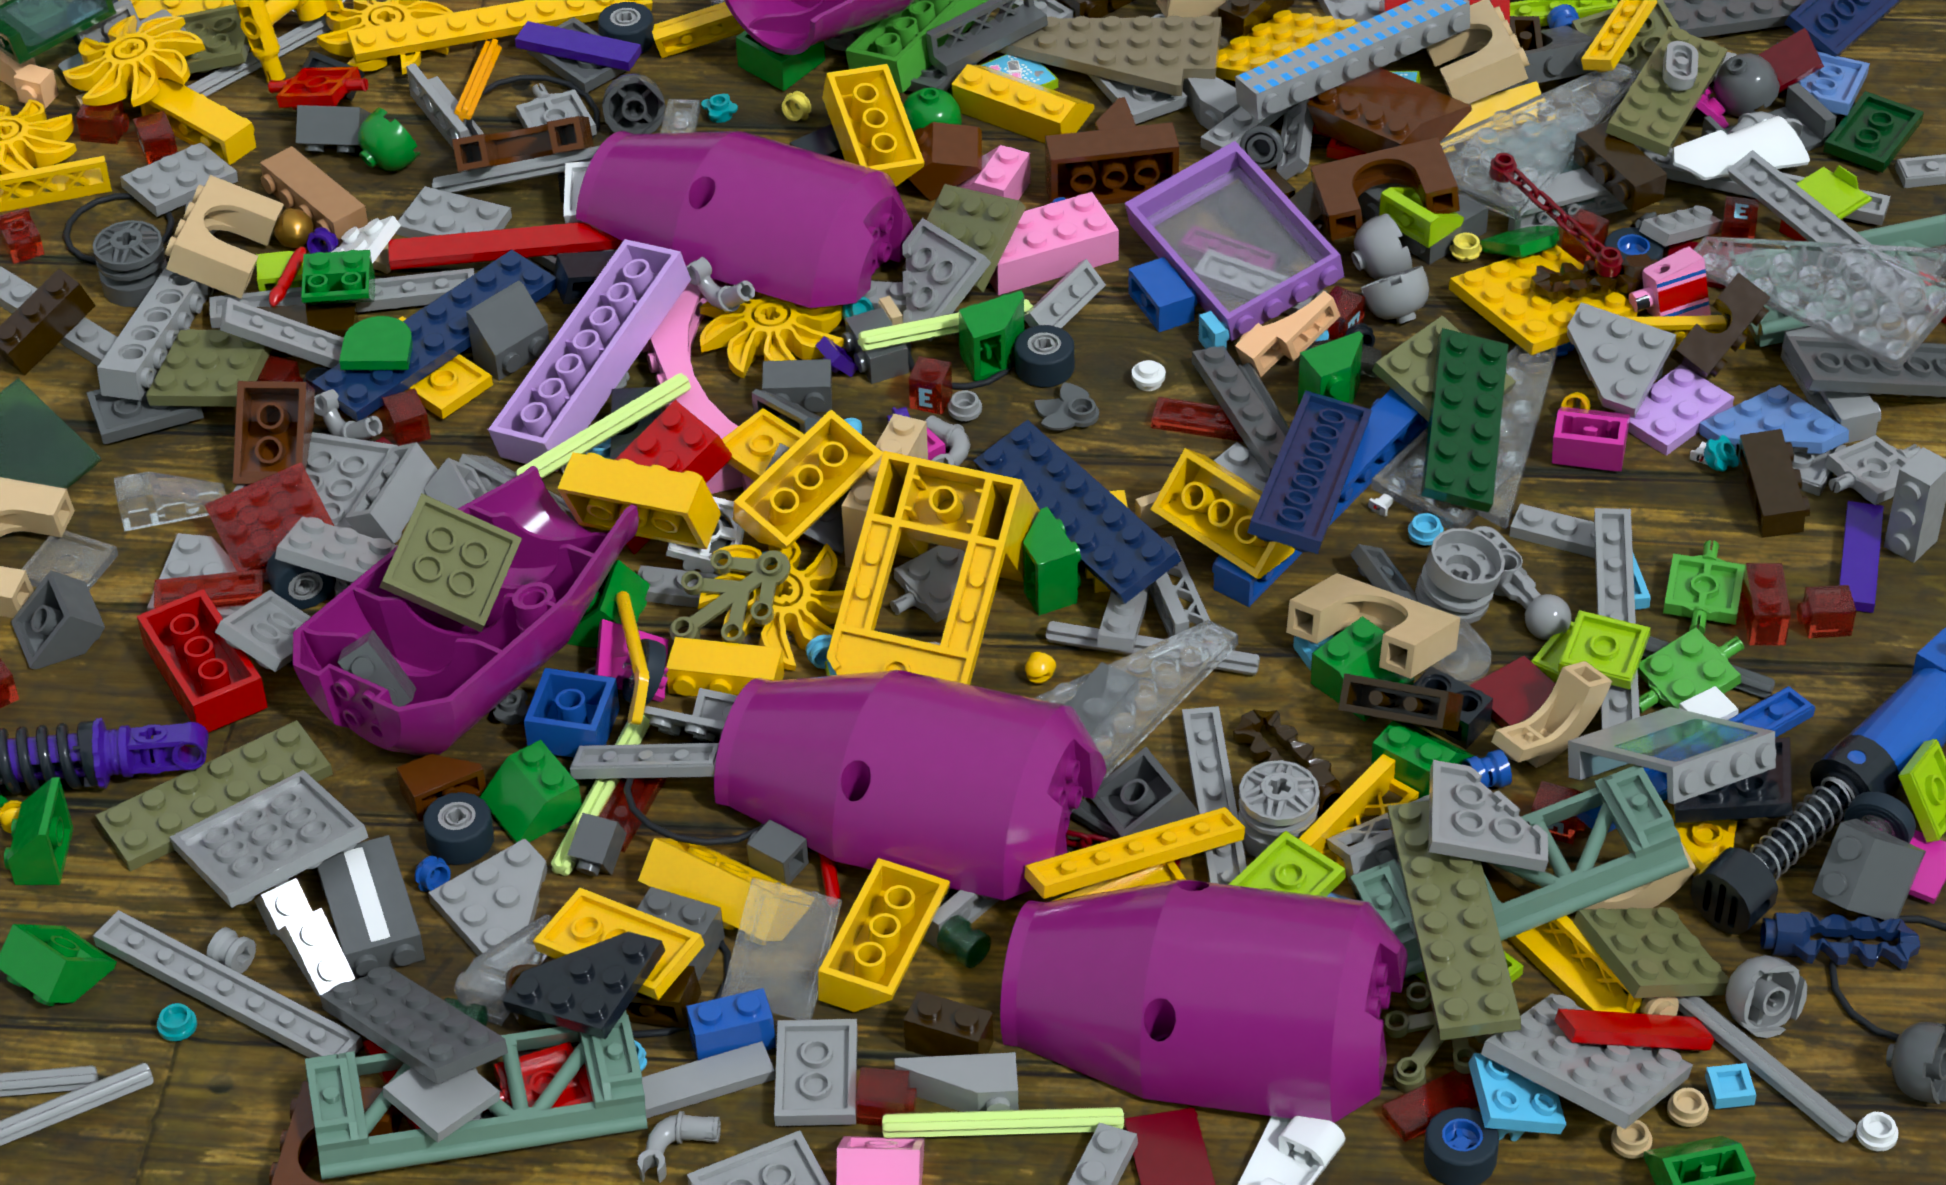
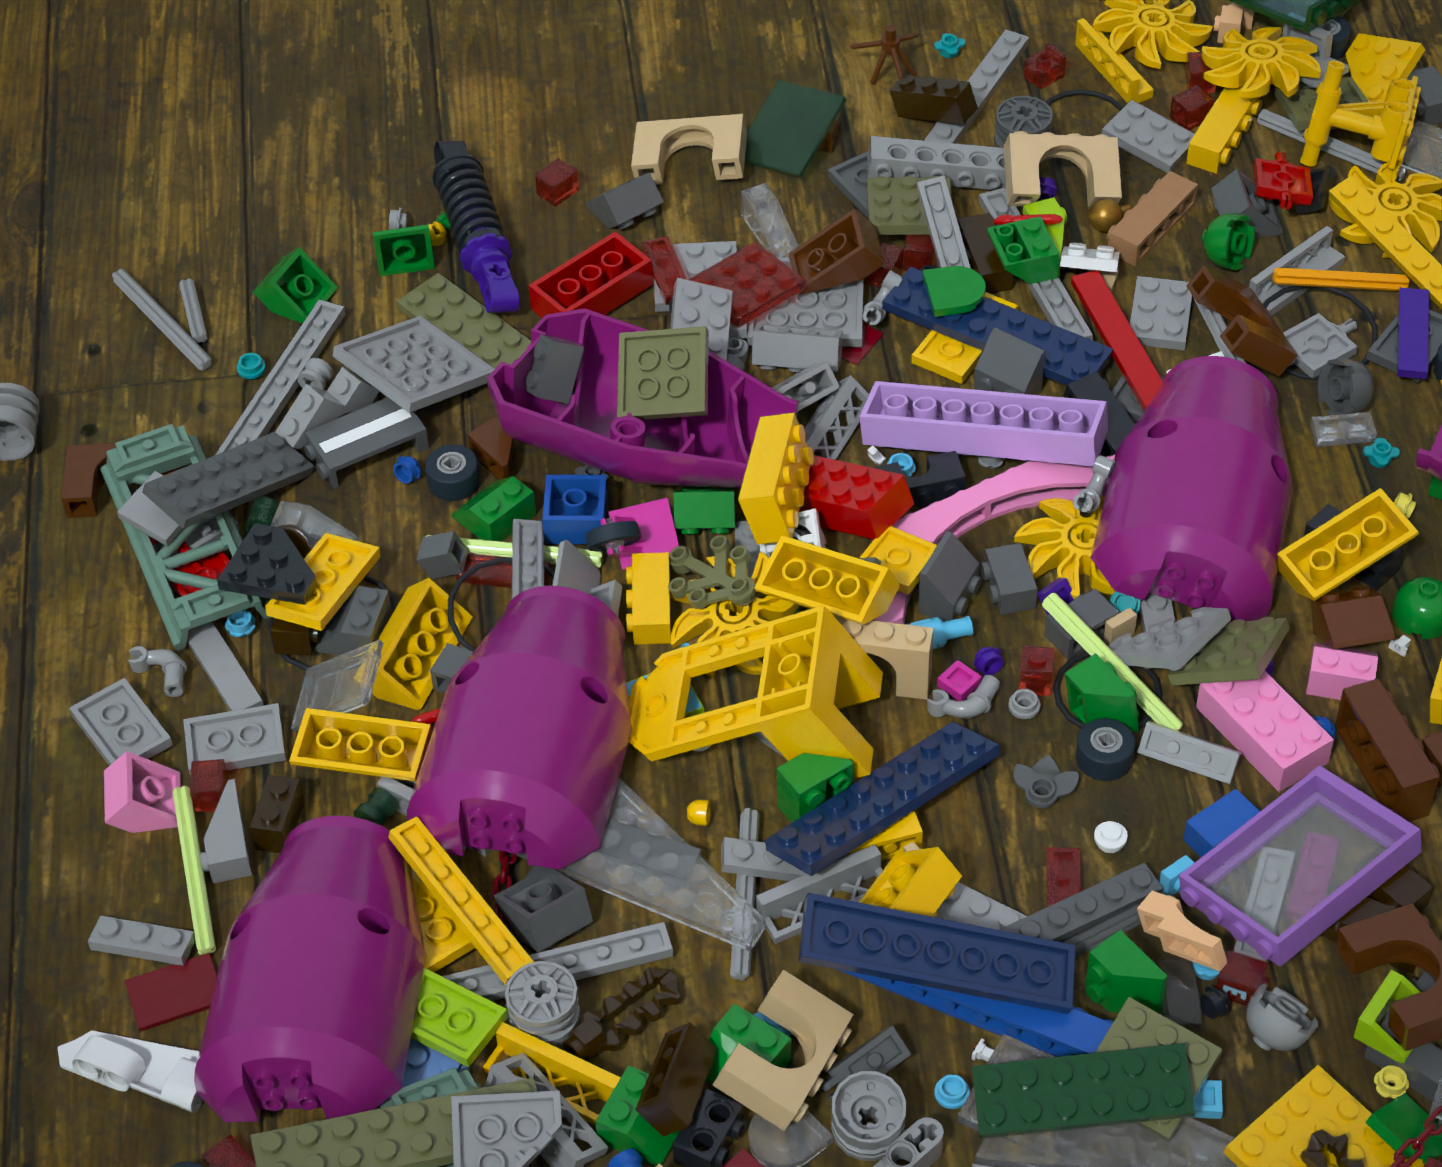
camera: 80 degrees right, 5 degrees up
(71, 556) = (694, 193): clear tile -> none
(264, 630) = (622, 301): light grey plate -> none
(314, 241) = (1095, 236): dark purple plate -> none
(406, 417) = (898, 337): clear red brick -> none
(493, 896) = (391, 512): light grey plate -> none
(609, 425) = (897, 454): yellowish green axle -> none
(636, 656) = (658, 511): yellow piece -> none
(730, 1023) = (269, 673): blue brick -> none
(1380, 249) = (1341, 998): light grey cylinder -> none

